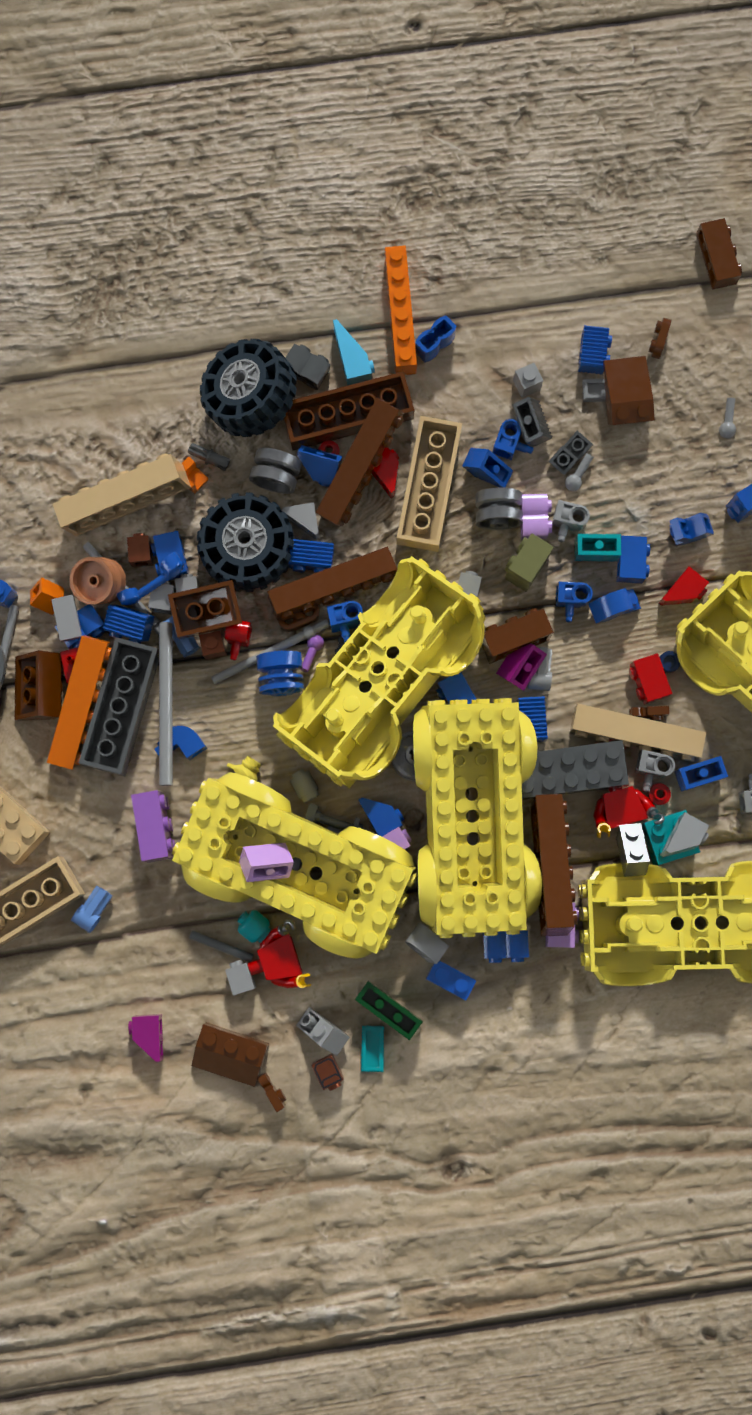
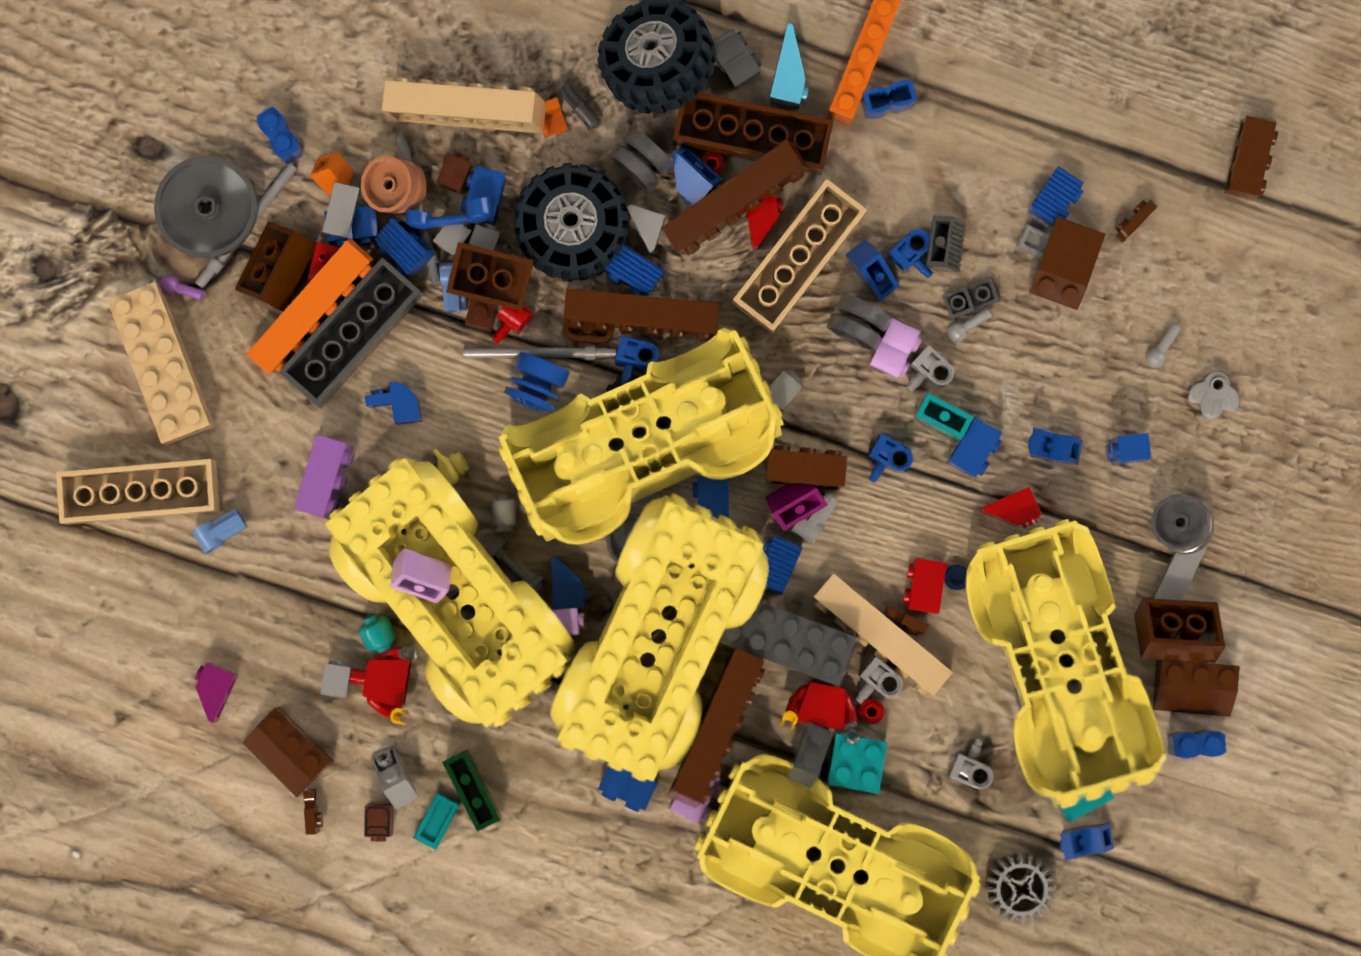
camera: 25 degrees right, 5 degrees up
(165, 705) = (400, 354): light grey piece -> none
(221, 946) = (333, 636): dark grey bar -> none
(314, 644) = (589, 368): medium lavender bar -> none
(426, 944) = (545, 743): light grey piece -> none
(451, 979) = (552, 791): blue brick -> none
(528, 380) = (966, 195): light grey brick -> none
(528, 563) = (860, 396): olive brick -> none
(614, 605) = (929, 488): blue brick -> none
(686, 835) = (870, 769): light grey slope -> none
(701, 773) = (924, 713): blue brick -> none

